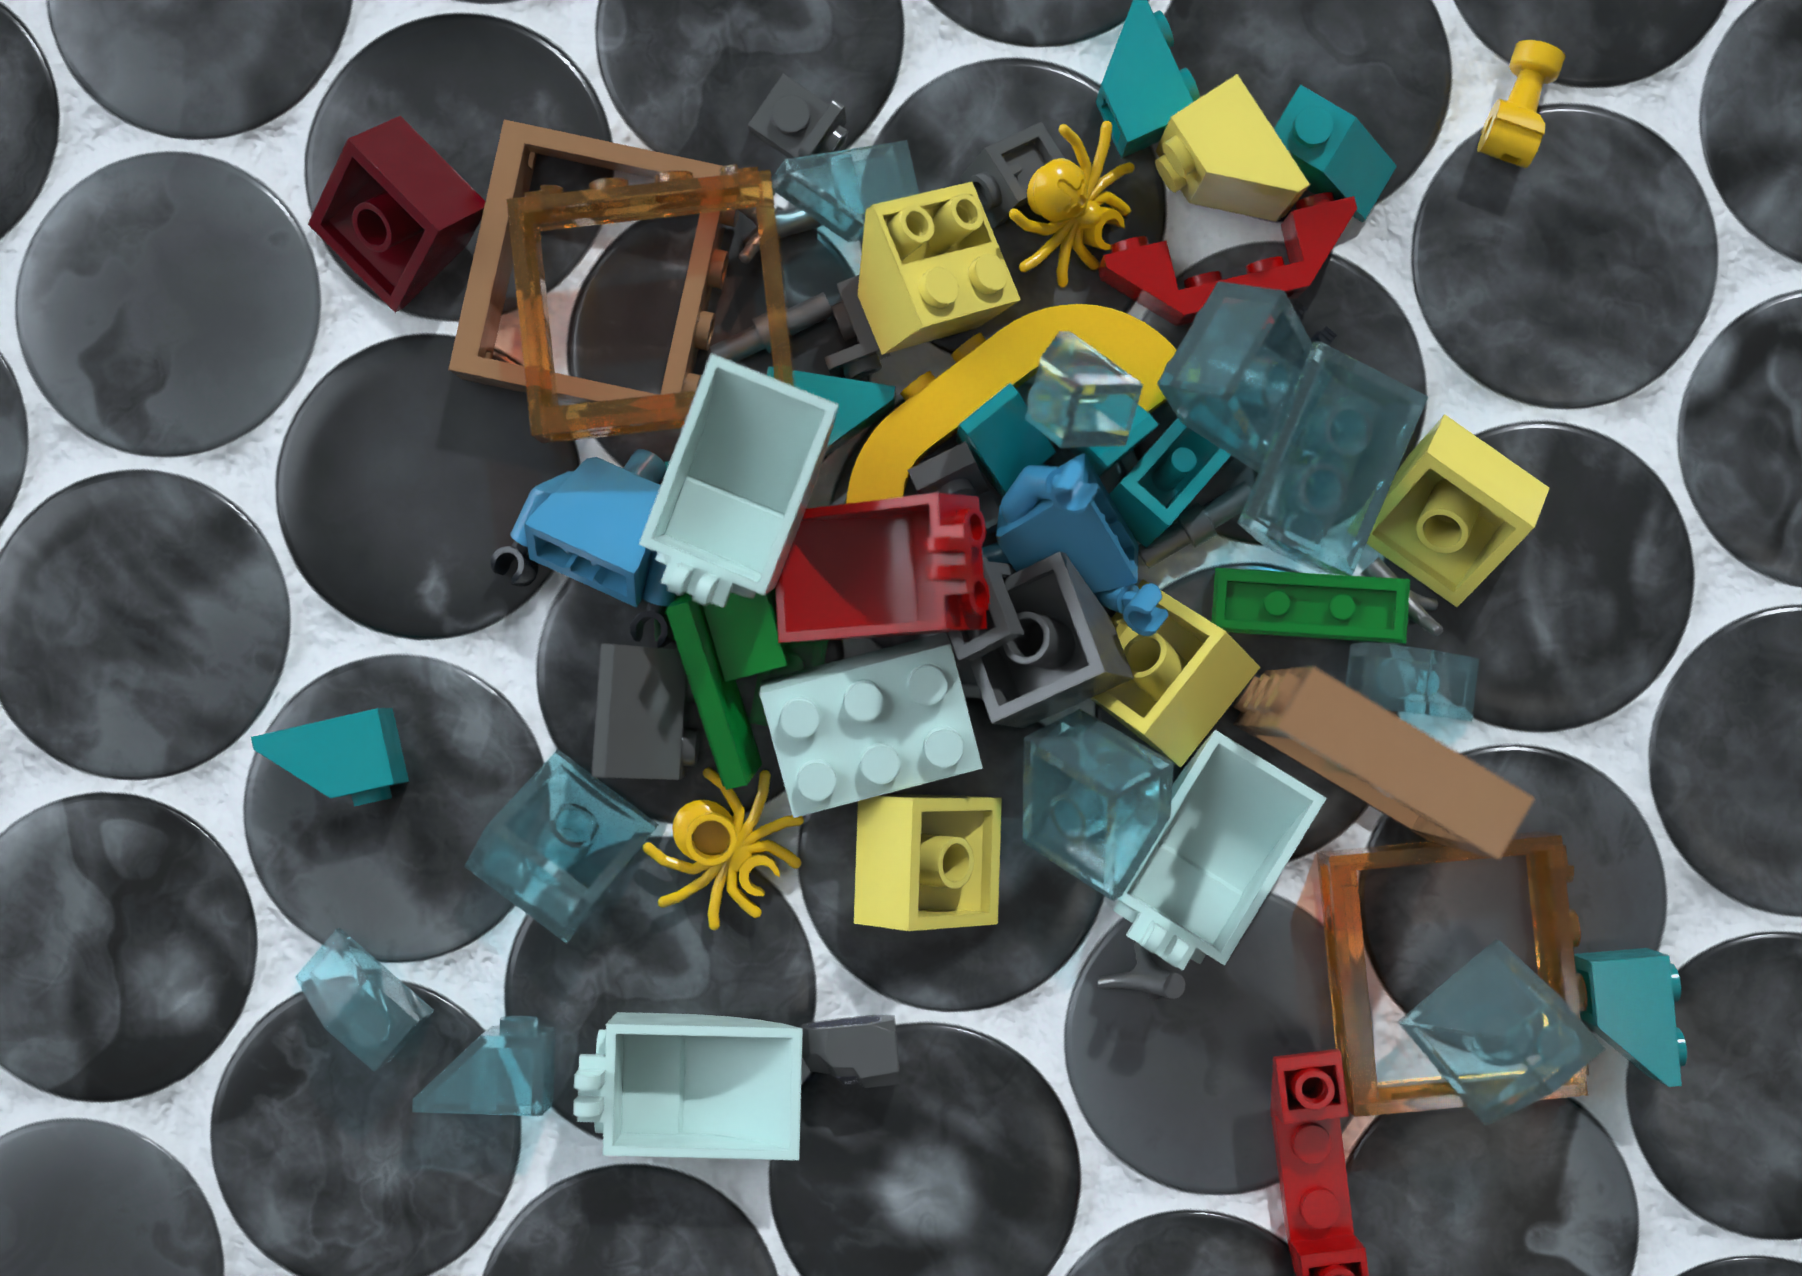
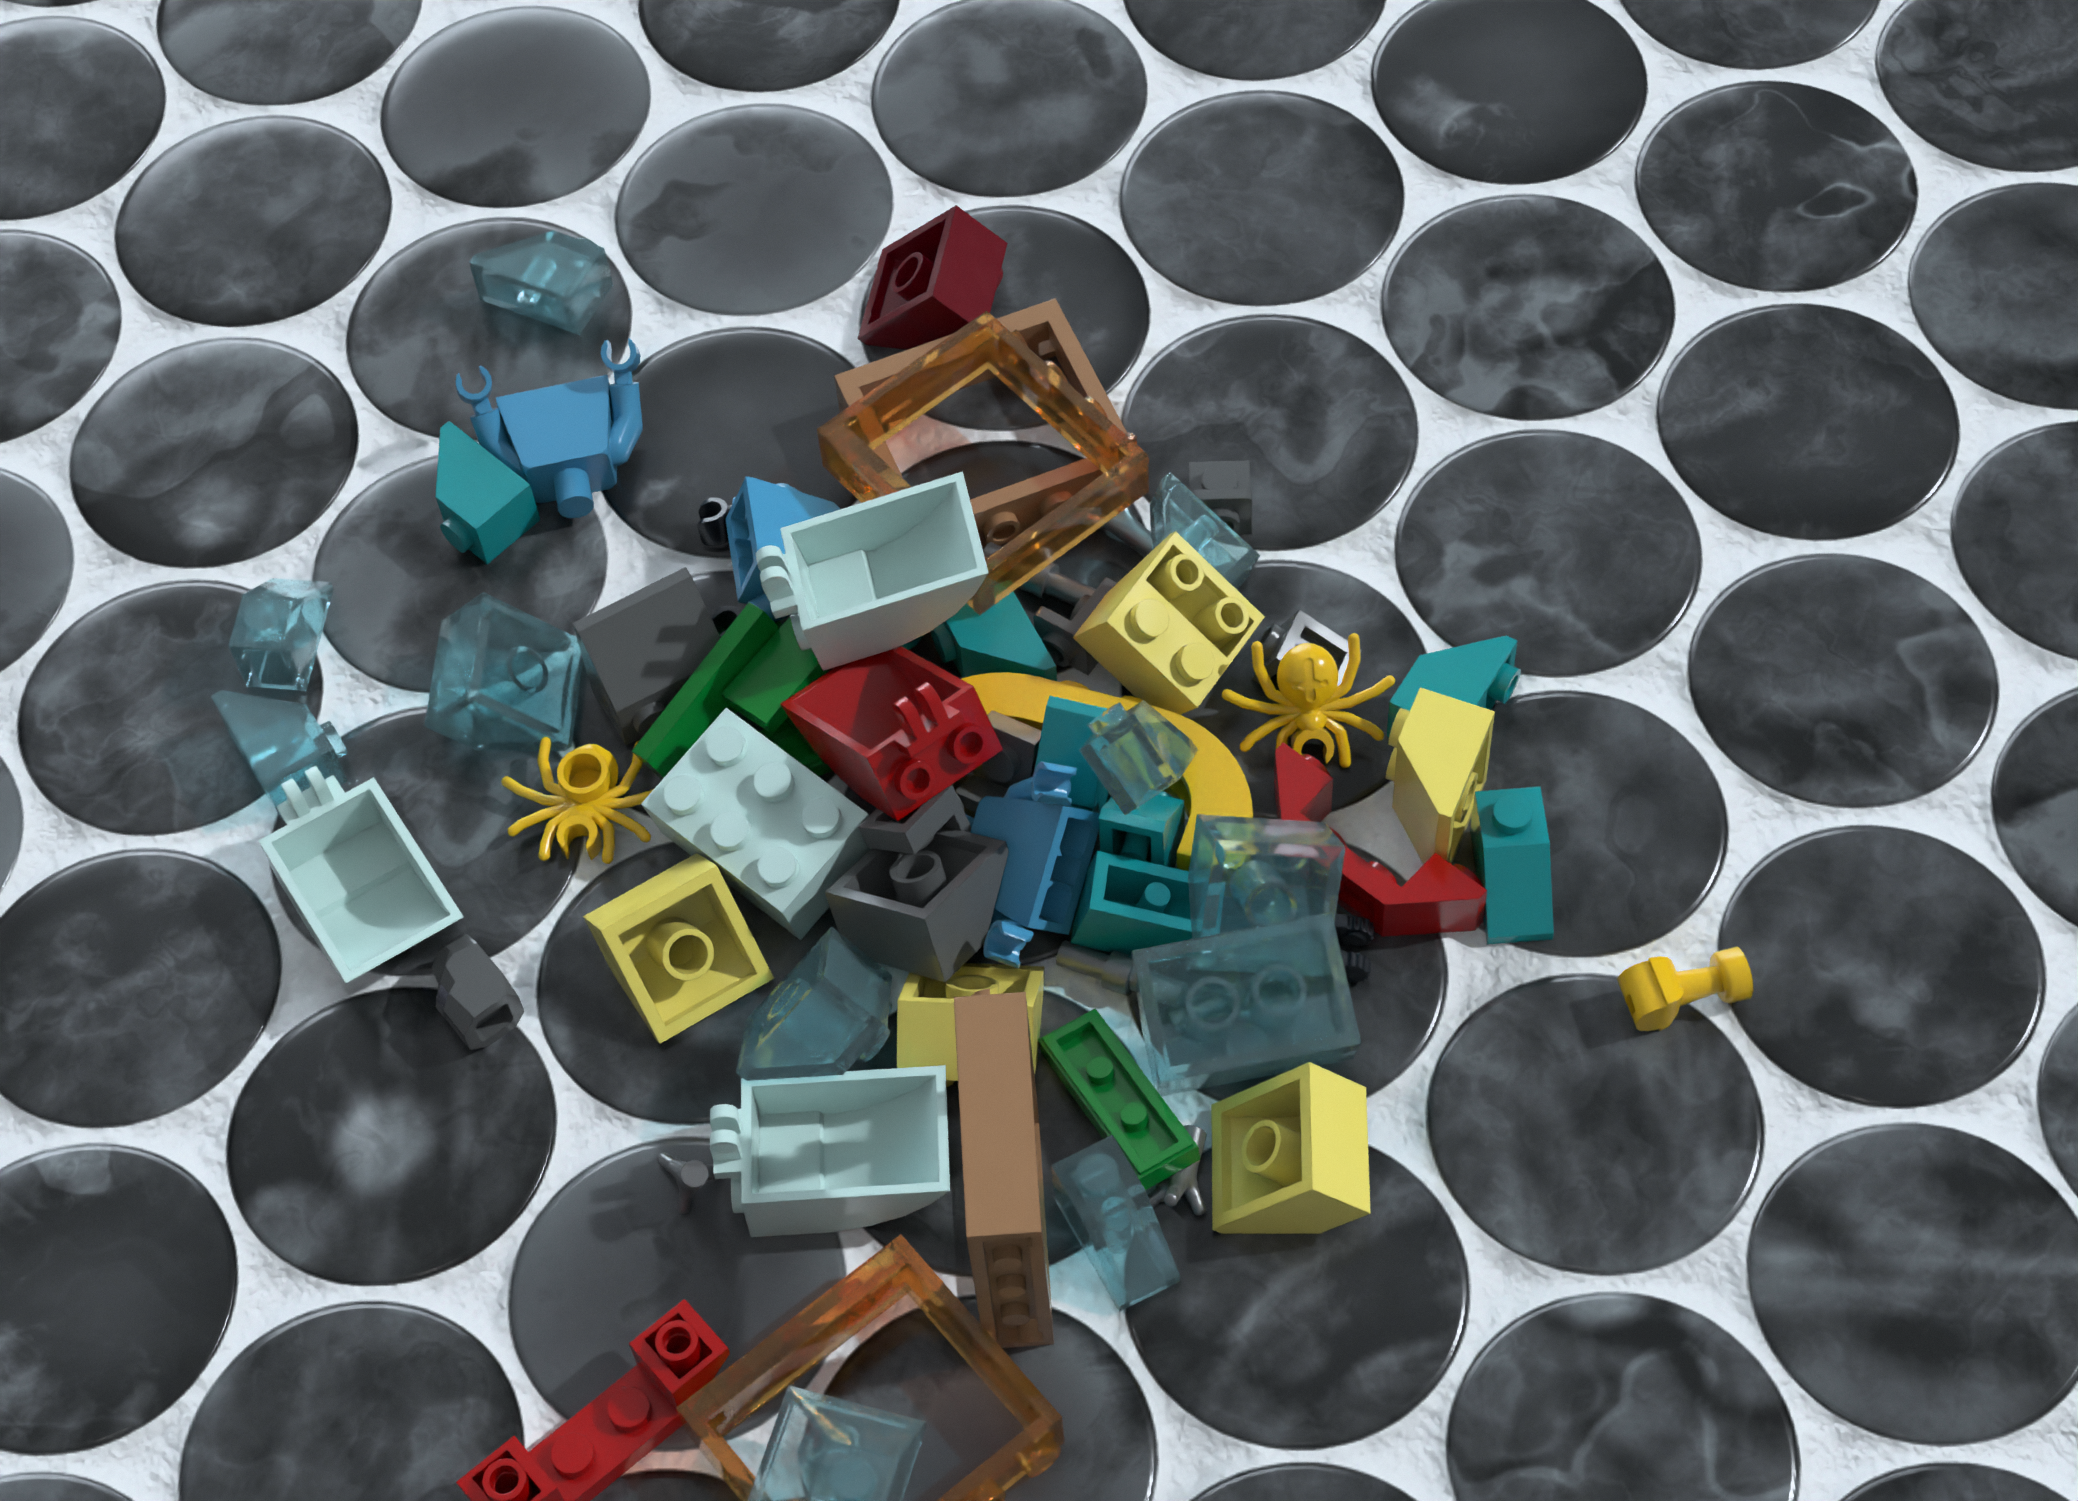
camera: 55 degrees right, 30 degrees down
(129, 545) = (545, 278): none -> clear light blue slope
(328, 642) = (563, 434): none -> dark azure torso

